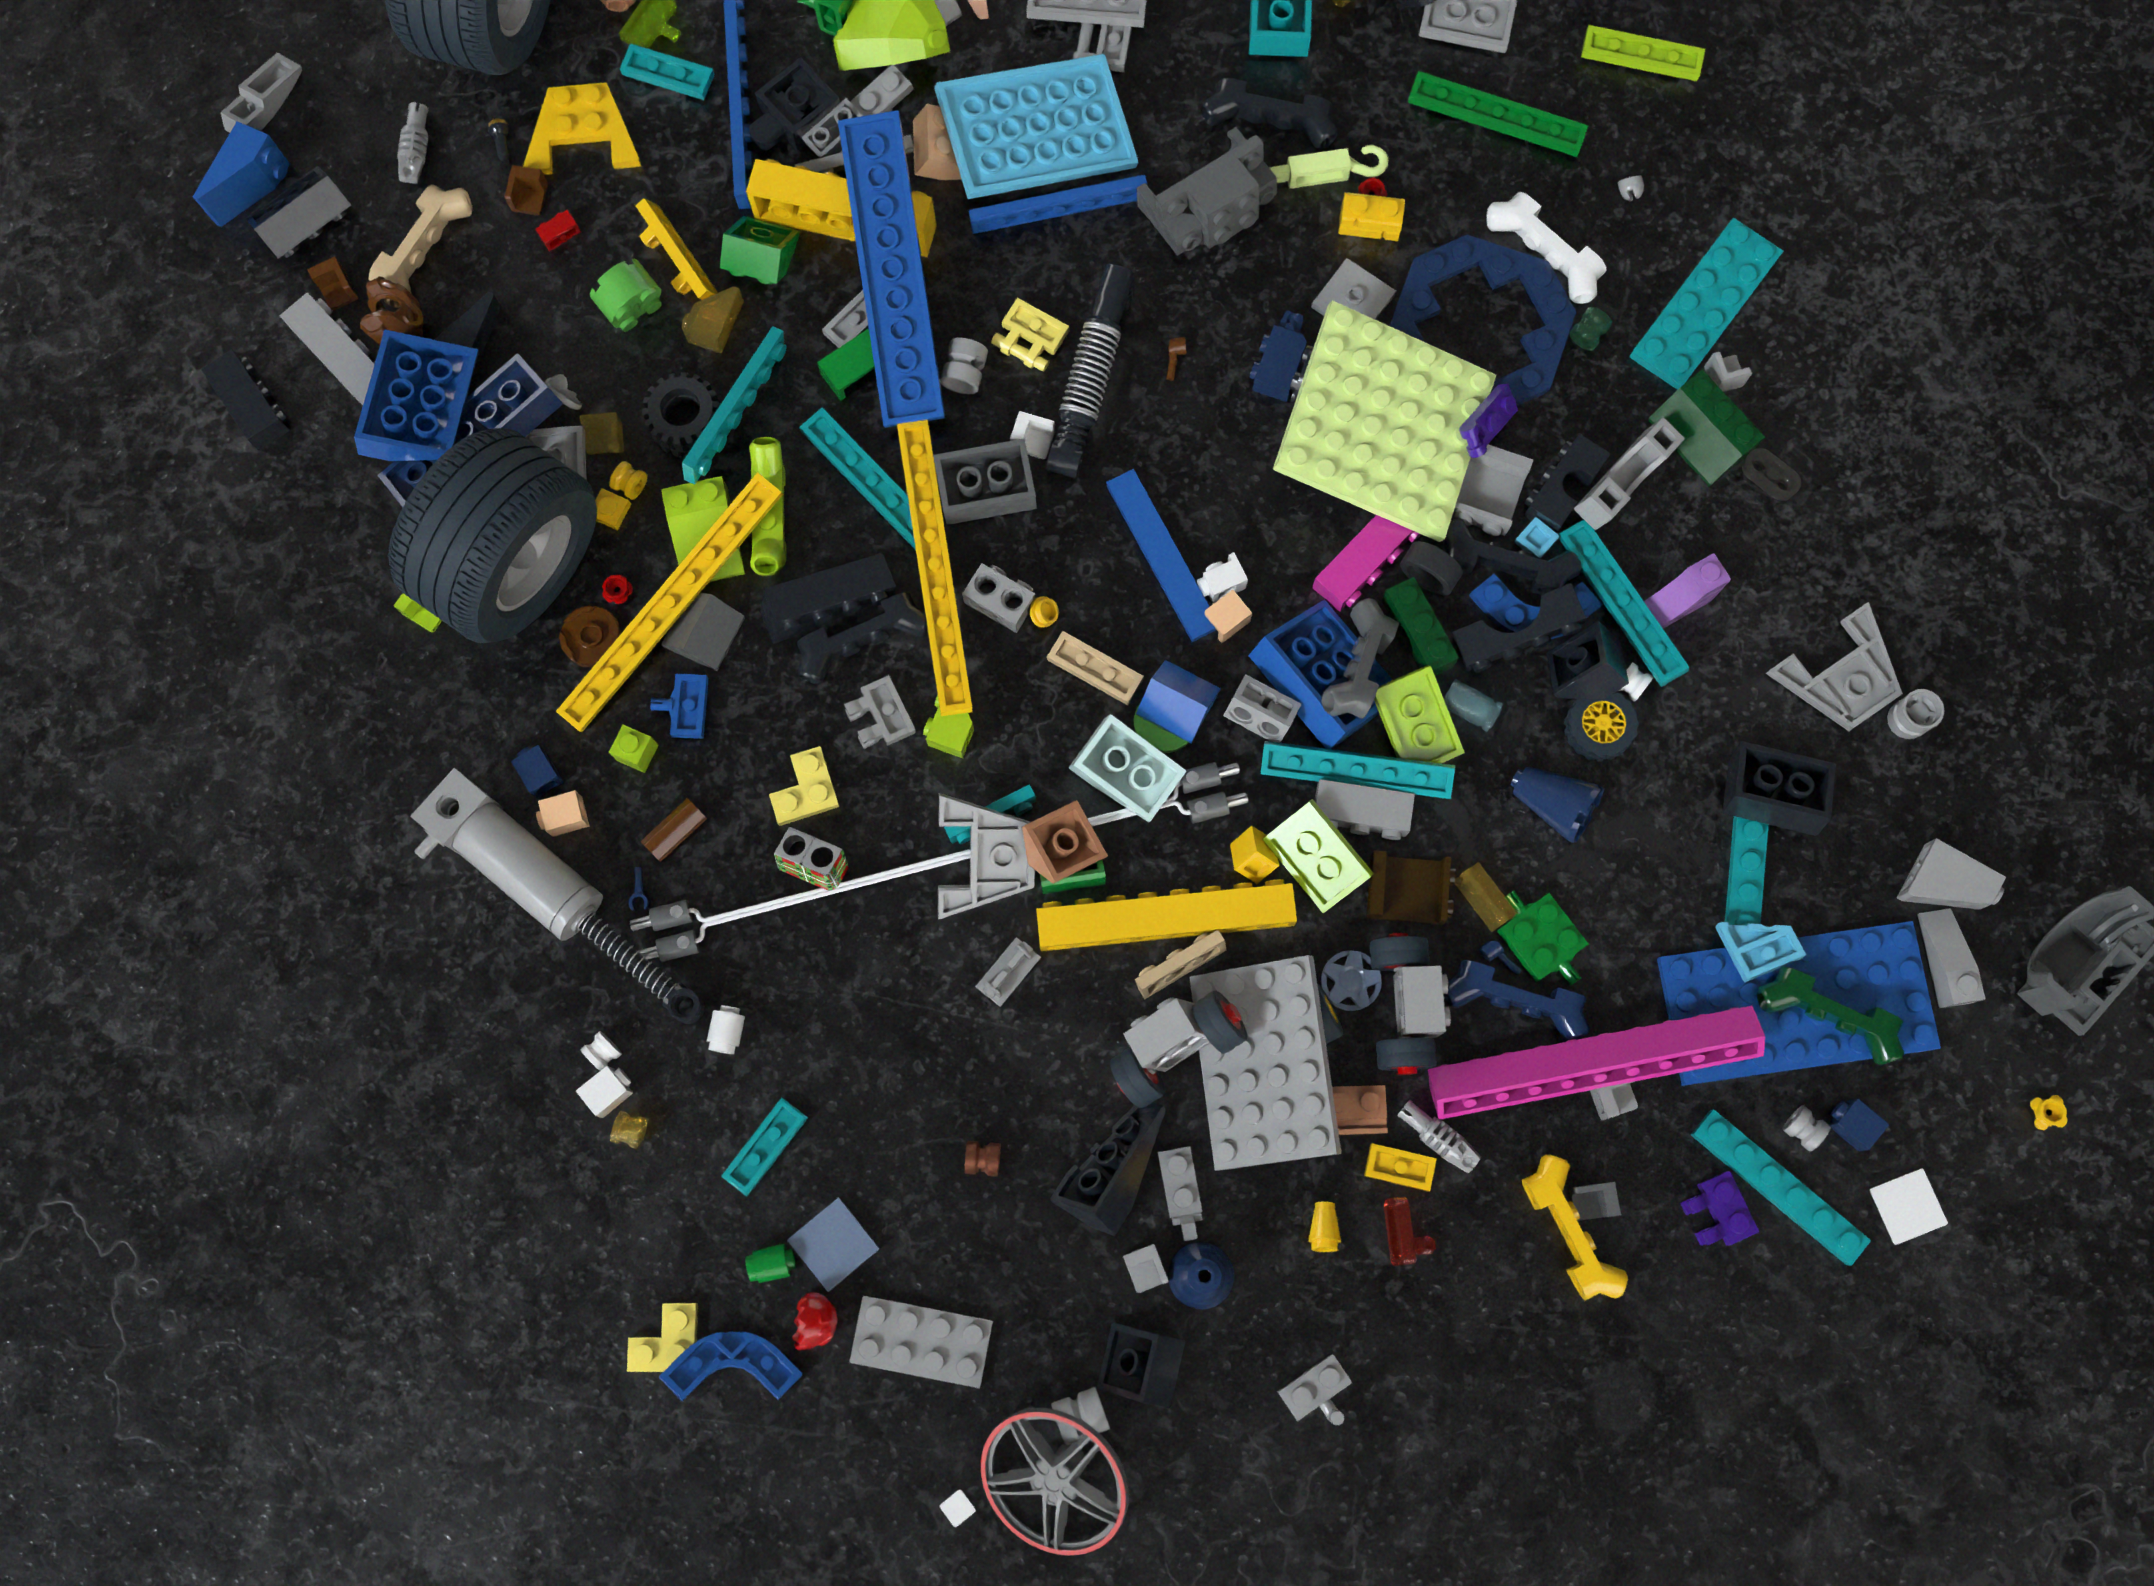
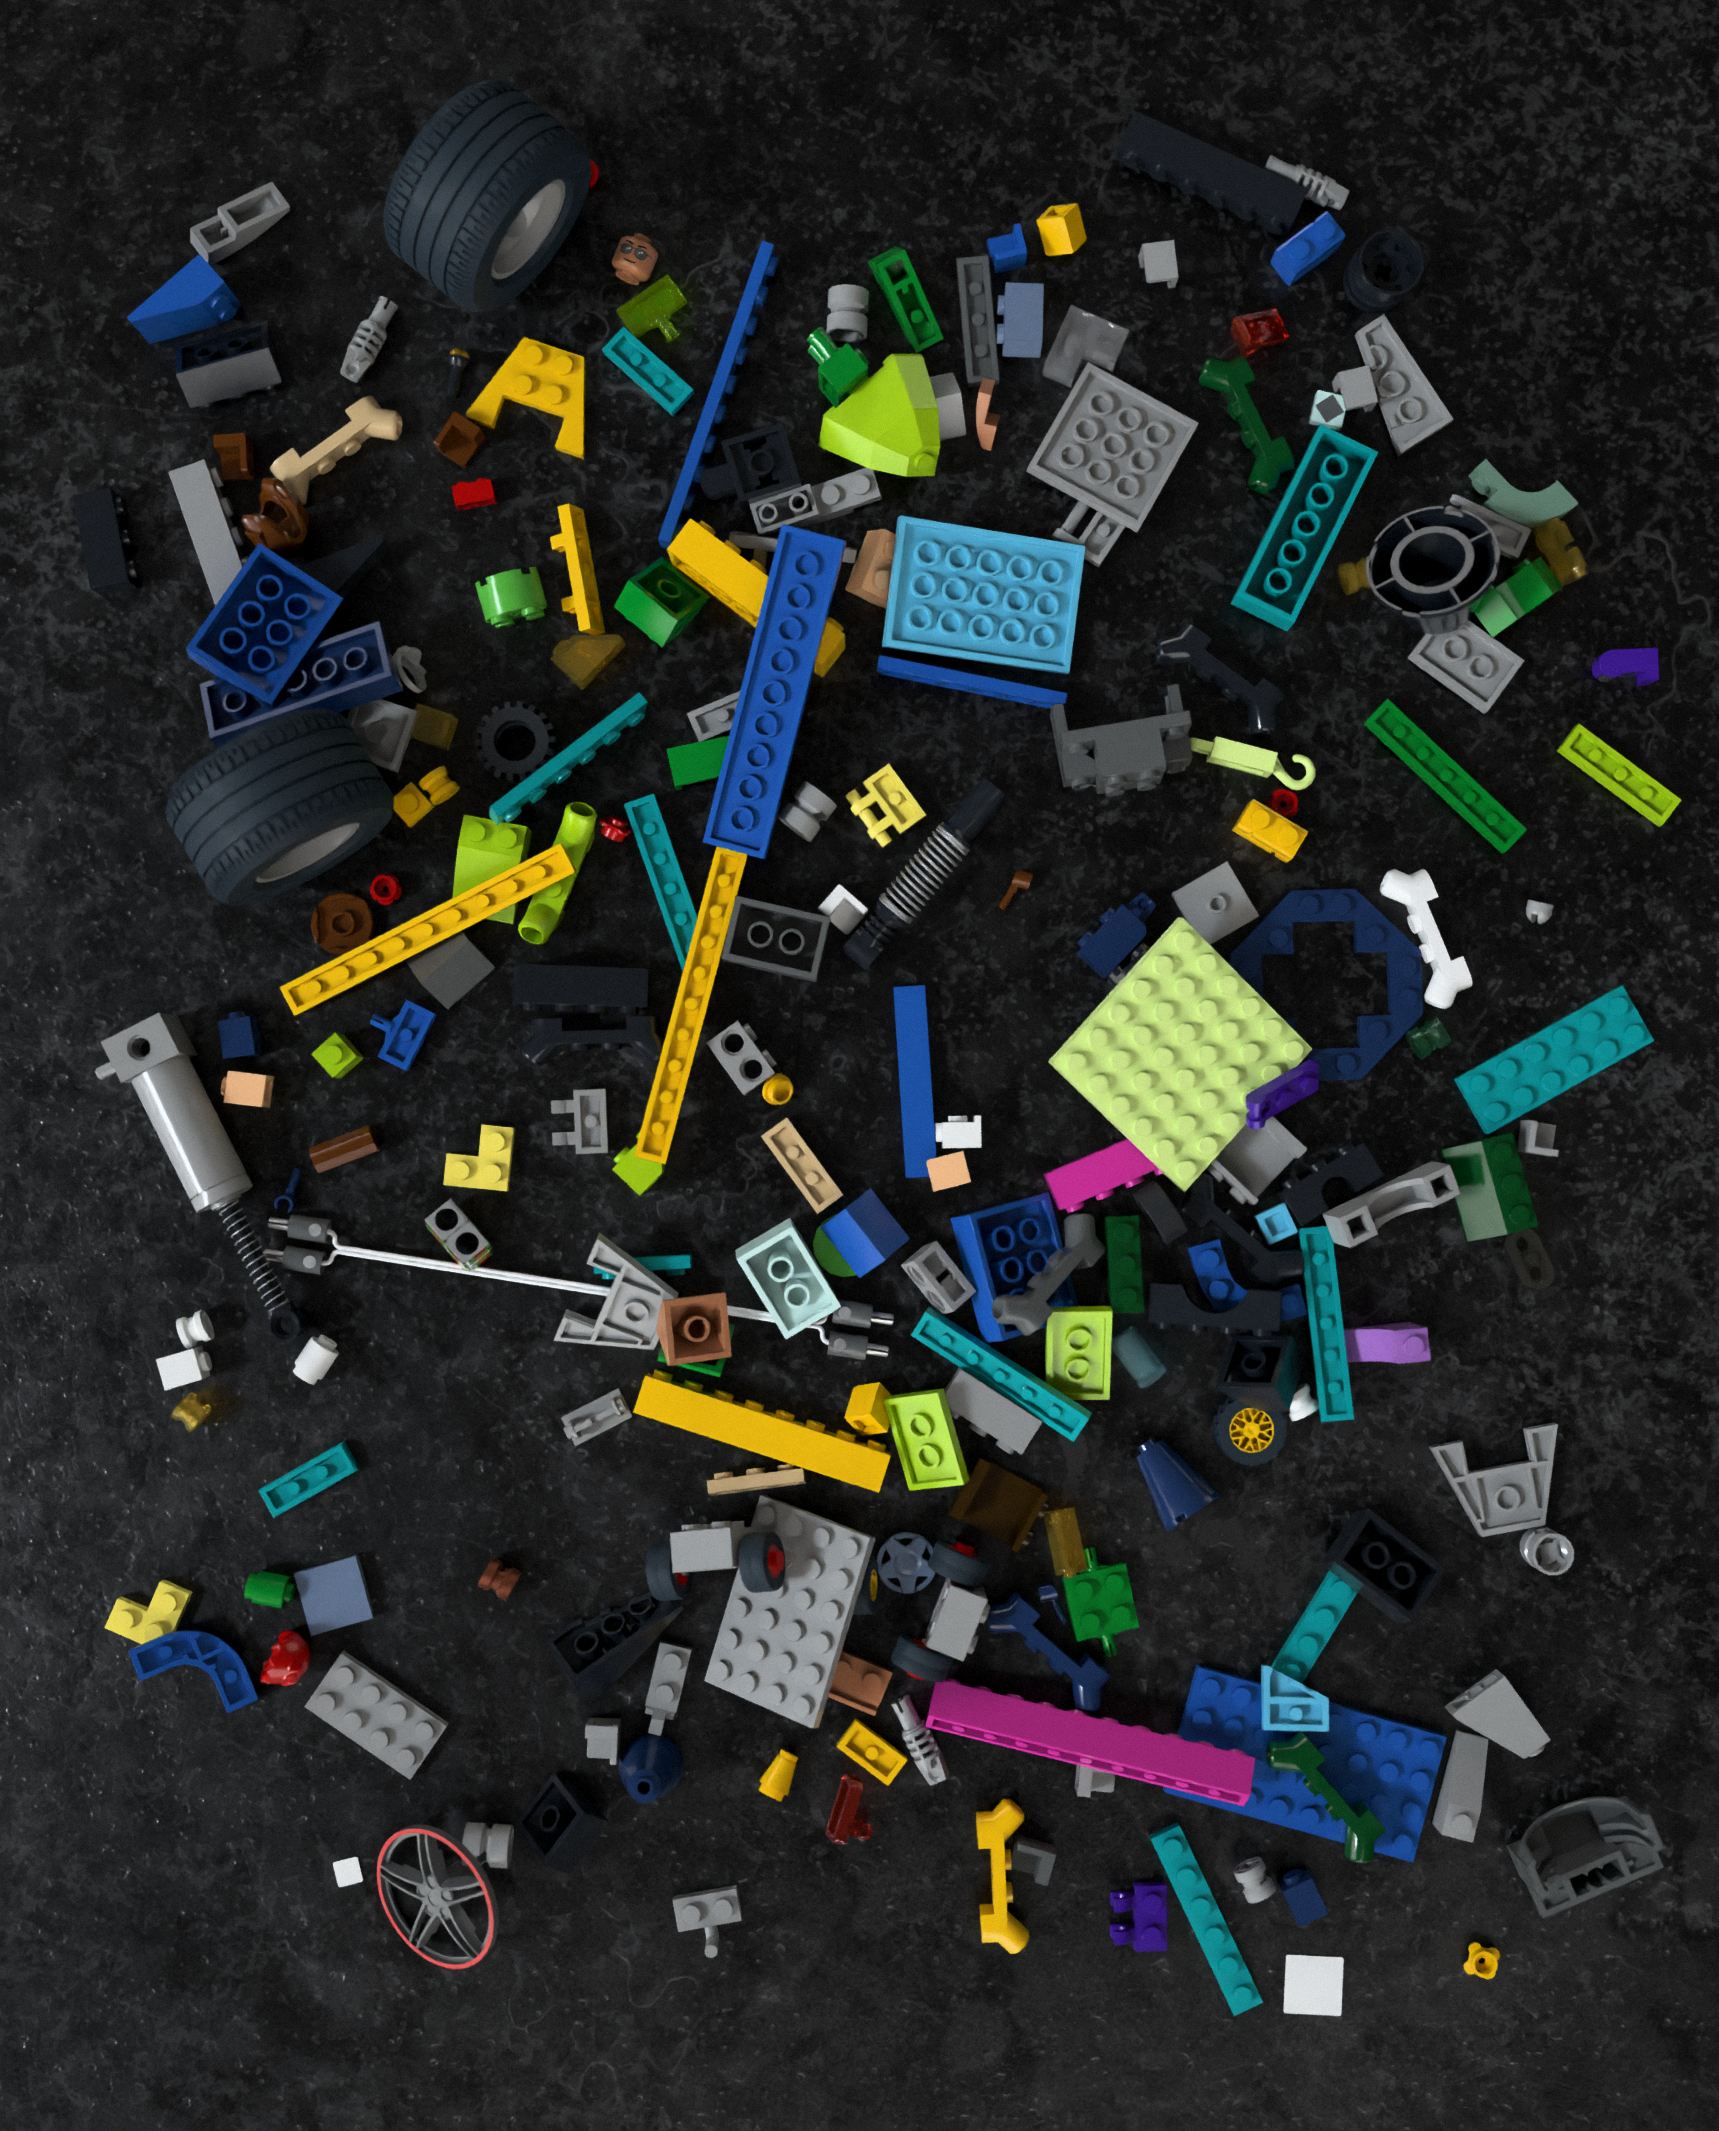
camera: 20 degrees right, 10 degrees up
(800, 451) = (615, 828): none -> red plate

